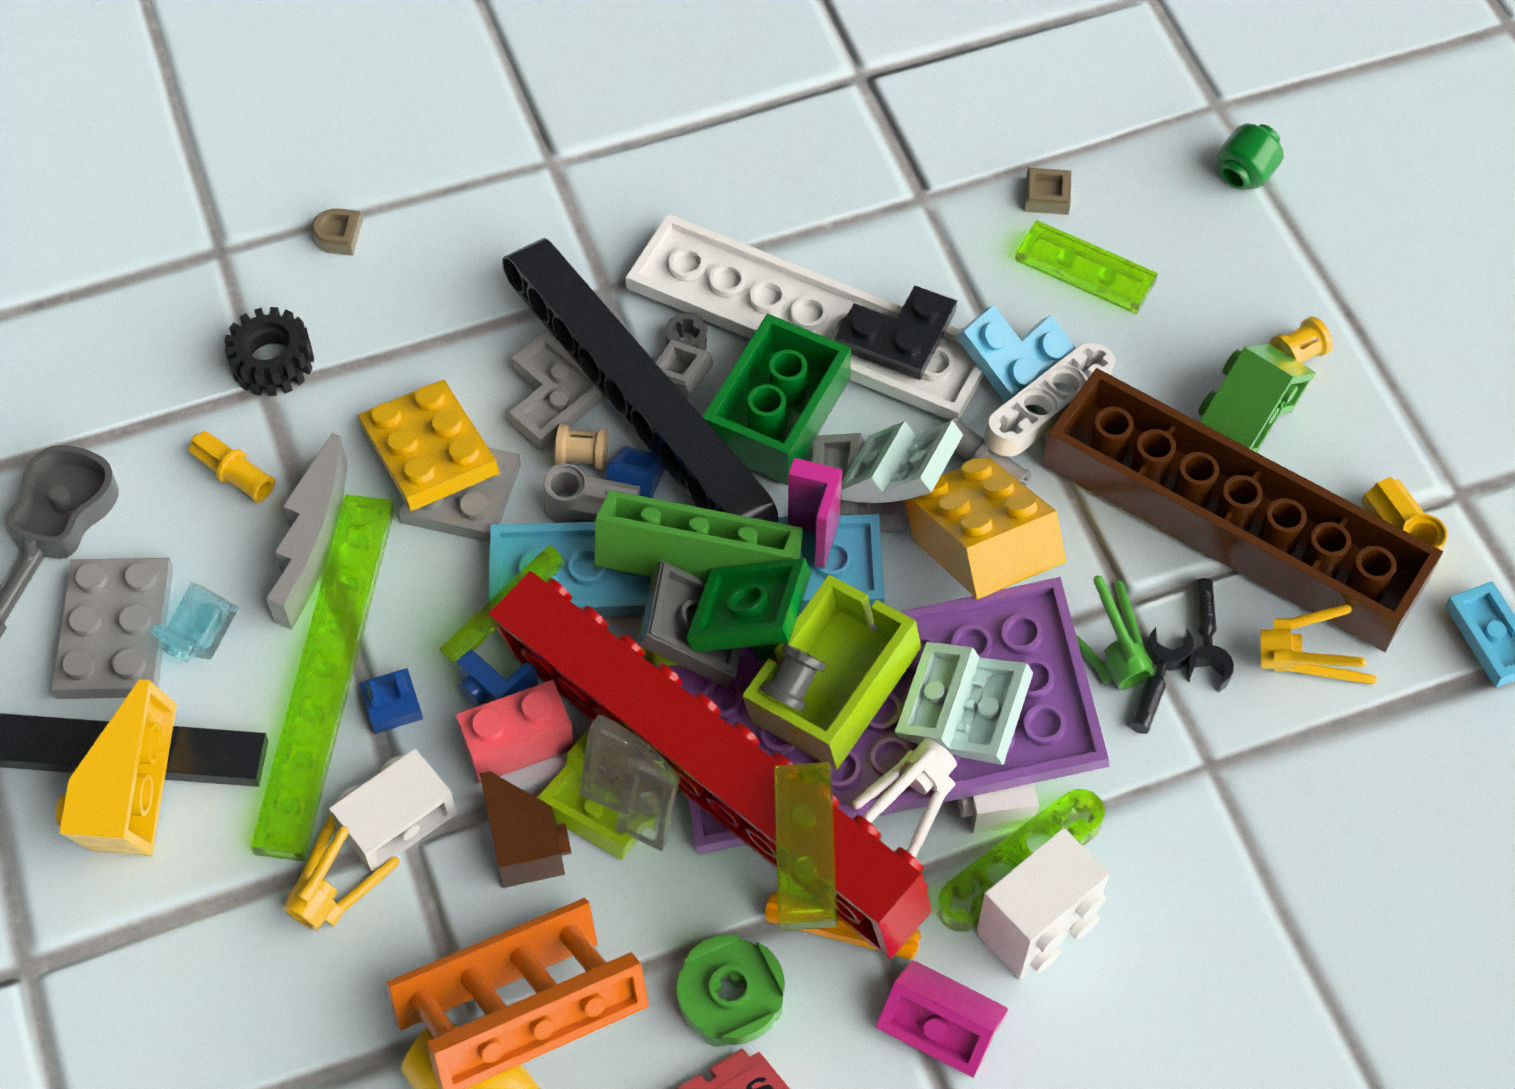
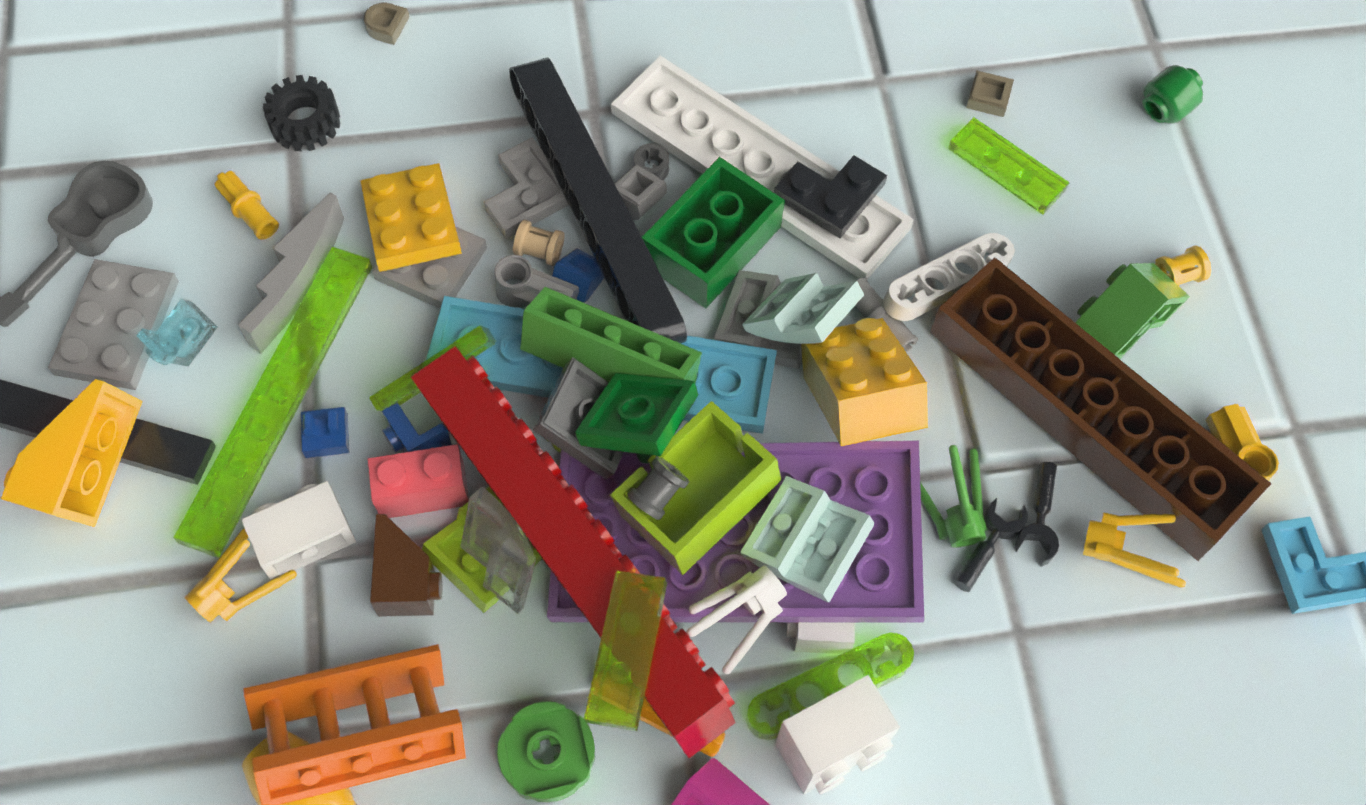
camera: 10 degrees right, 5 degrees up
(815, 503) = (720, 333): dark pink panel -> none
(1011, 361) = (922, 236): medium azure plate -> none

